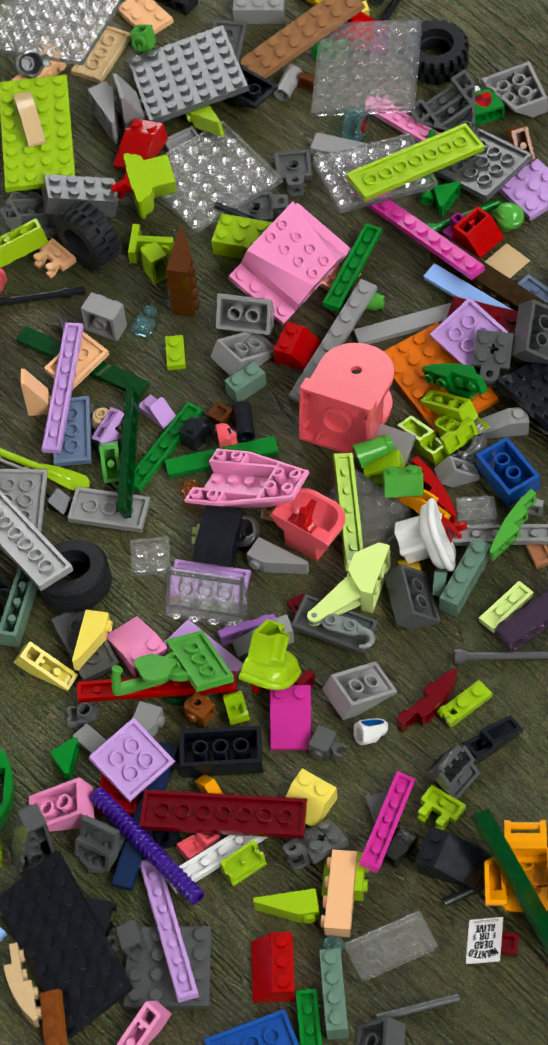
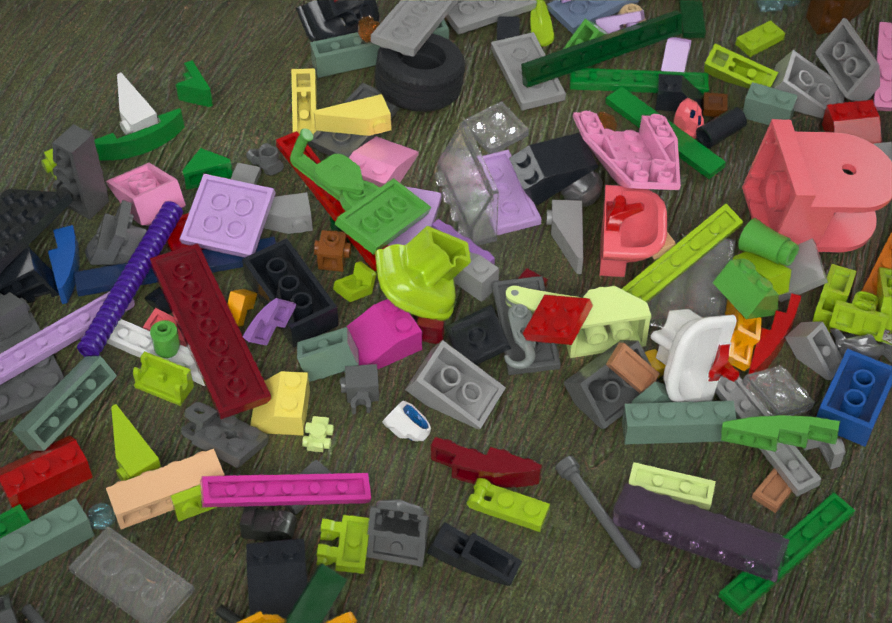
camera: 55 degrees right, 5 degrees down
(20, 587) = (366, 27): none -> clear orange plate
(98, 886) = (65, 261): none -> blue slope
(203, 381) = (737, 69): none -> lime slope
(220, 843) = (165, 339): none -> bright green brick
(229, 931) = (64, 403): none -> sand green brick
(248, 768) = (272, 315): none -> medium lavender slope
(291, 750) = (327, 354): none -> sand green brick
(327, 655) = (478, 336): none -> black tile
(343, 786) = (317, 434): none -> yellowish green piece
(359, 599) = (558, 319): none -> red plate
(416, 579) = (632, 368): none -> nougat tile

